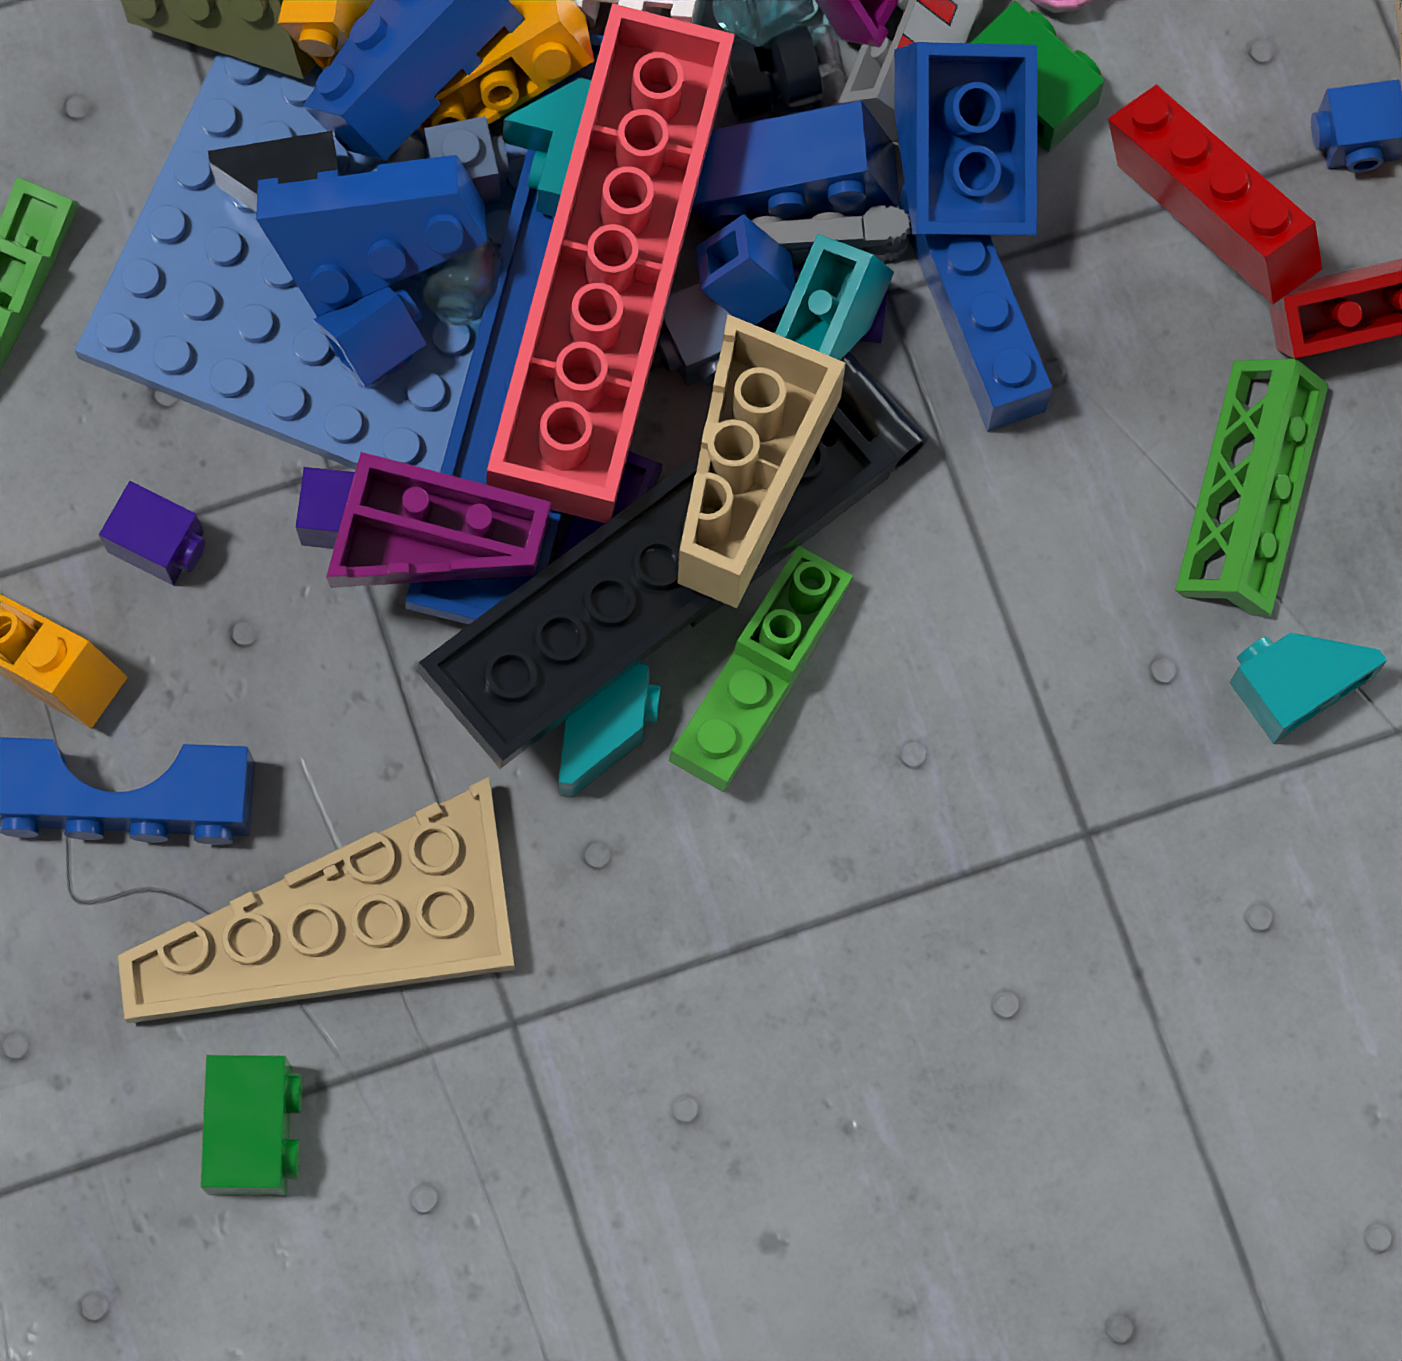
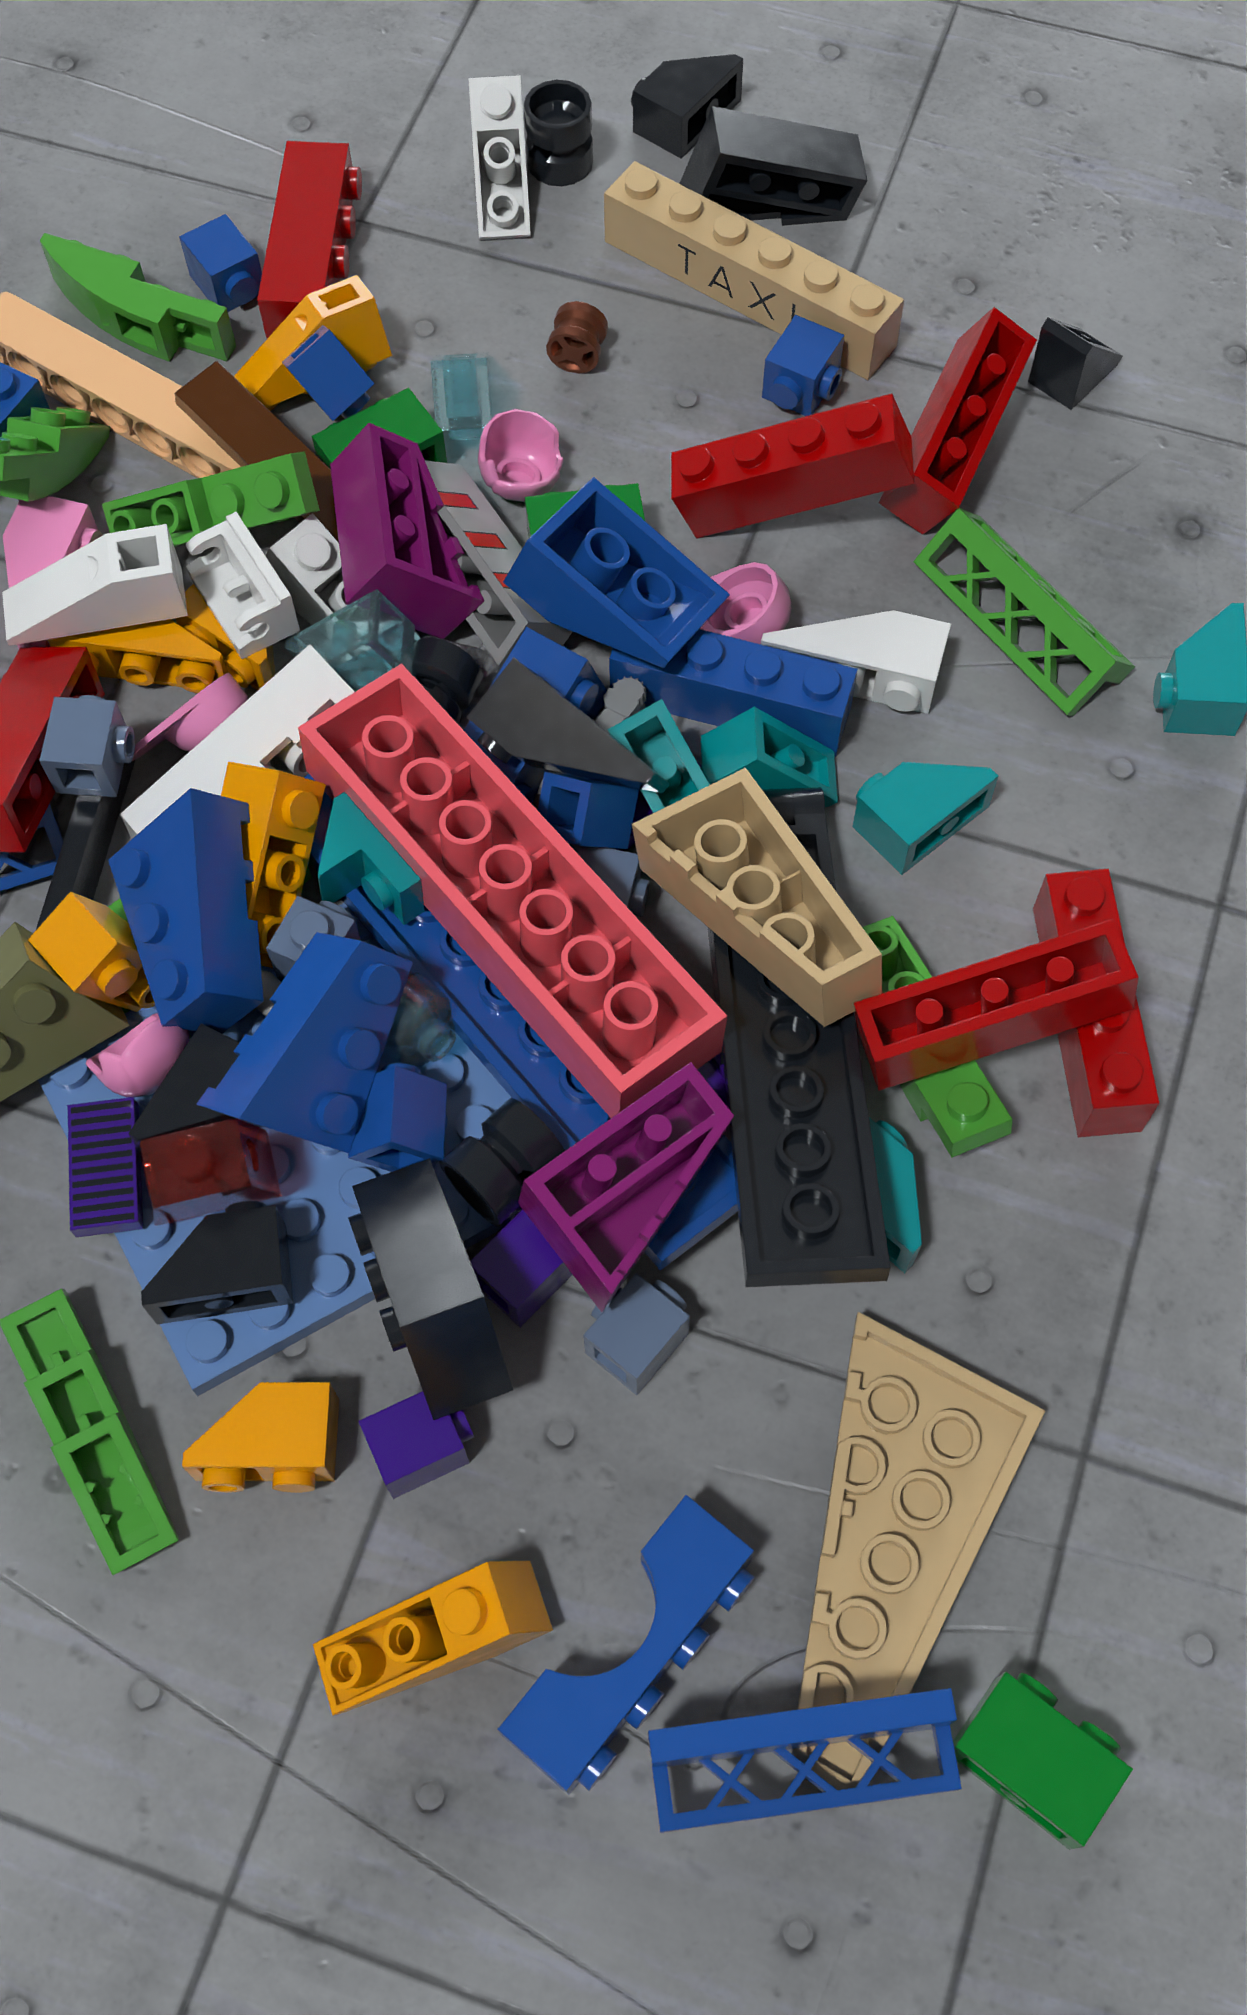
camera: 50 degrees left, 10 degrees down
(83, 430) = (270, 1435): none -> light orange slope
(139, 940) = (802, 1729): none -> blue fence
(171, 300) = (224, 1267): none -> black slope
(177, 155) = (104, 1168): none -> tile
(221, 228) = (207, 1169): none -> clear red torso
(254, 448) = (431, 1288): none -> black wedge
(275, 108) = (140, 1058): none -> bright pink hair
(353, 628) = (637, 1331): none -> sand blue brick
(396, 429) = (493, 1168): none -> black wheel
(775, 188) = (545, 730): none -> black slope
(794, 697) = (996, 1004): none -> red brick
(896, 782) = (1109, 1058): none -> red brick
(923, 380) = (770, 752): none -> teal slope
(976, 531) = (920, 808): none -> teal slope
(1062, 258) = (756, 603): none -> bright pink cap
(1099, 394) = (892, 650): none -> white slope

